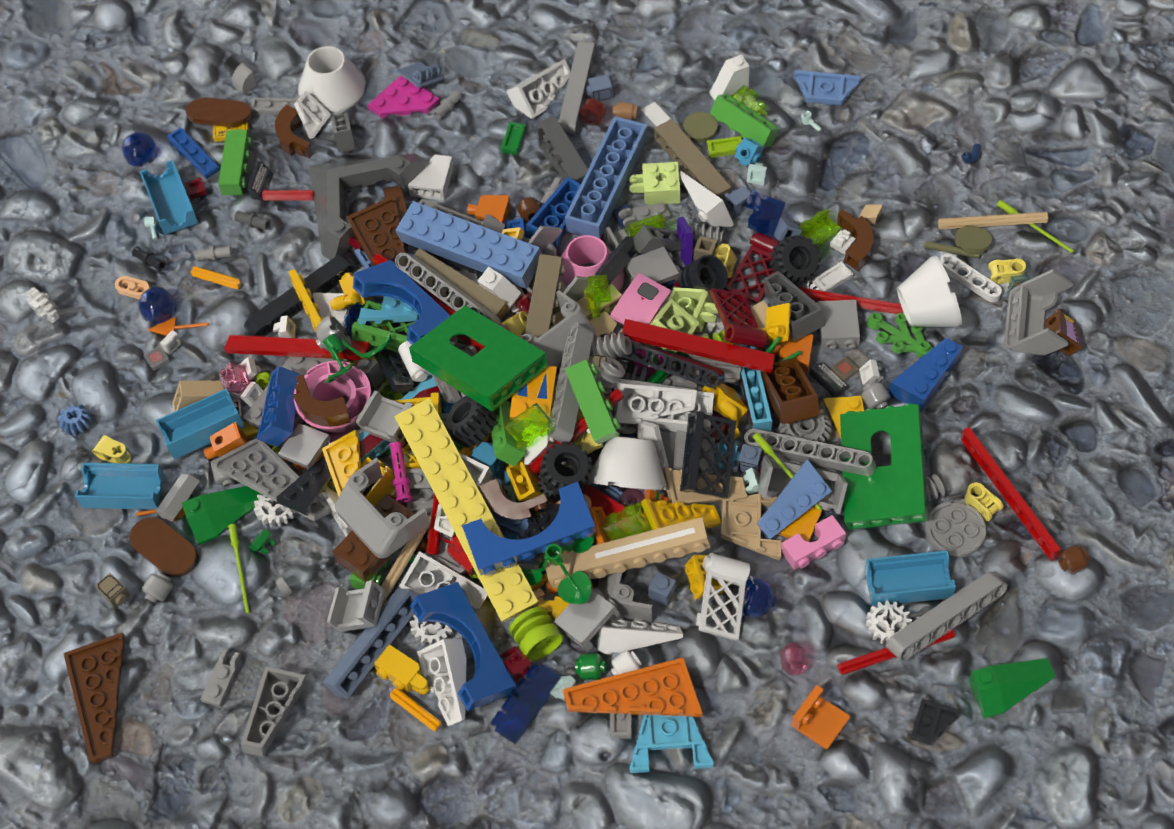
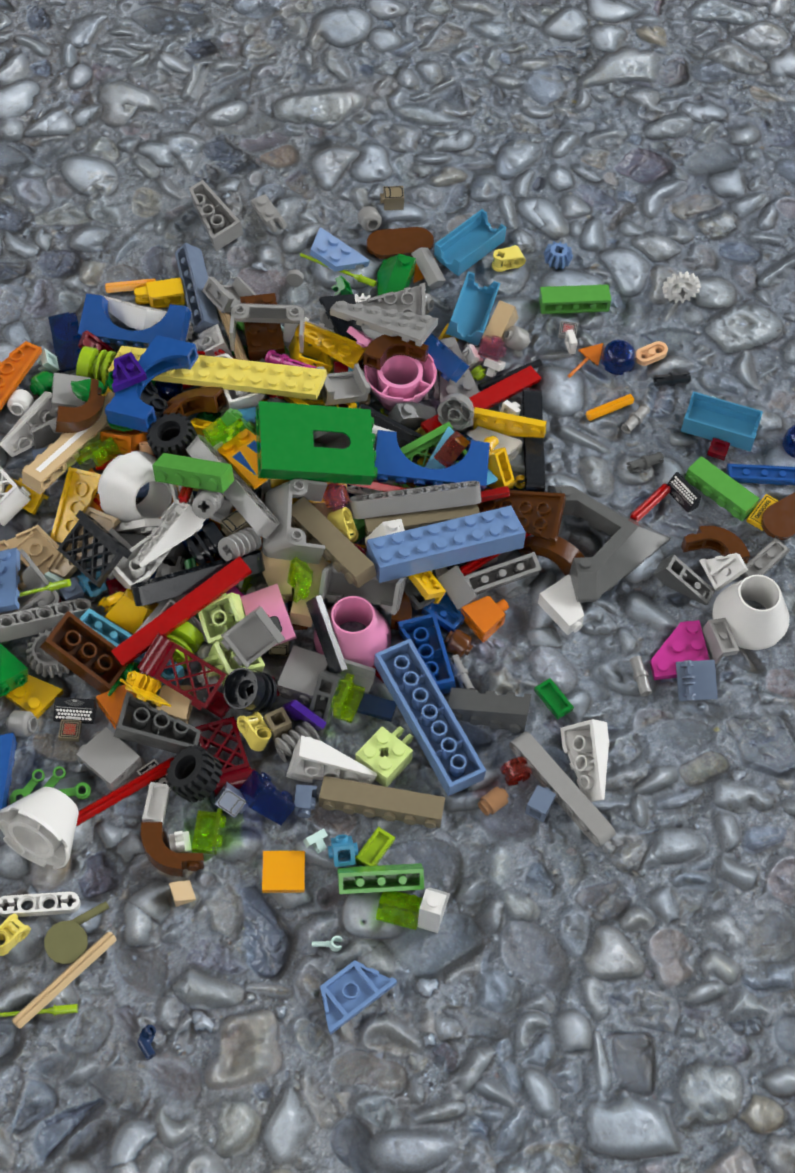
camera: 125 degrees right, 0 degrees up
(95, 684) = (336, 157): reddish brown wing -> none
(118, 373) = (574, 299): none -> bright green brick
(203, 372) = (516, 338): none -> light grey head
(223, 583) = (335, 253): none -> medium blue wing
(226, 441) = (440, 309): orange torso -> none
(235, 359) = (486, 384): none -> black bar
(294, 423) = (388, 322): none -> light grey wing
(322, 445) = (362, 339): none -> bright pink plate
(334, 346) = (436, 394): green plant -> none
(375, 80) = (719, 639): none -> light grey panel
(377, 299) = (452, 449): none -> clear red slope
(544, 540) = (126, 372): none -> dark purple wing
(603, 551) = (82, 417): none -> reddish brown arch
(639, 213) = (364, 719): light grey hinge -> none
(655, 114) = (462, 829): white sticker -> none
(671, 289) = (251, 637): none -> light grey panel
(700, 126) = (417, 847): olive tile -> none
(795, 177) = (283, 872): none -> light orange tile
(870, 372) = (44, 739): white tile -> none

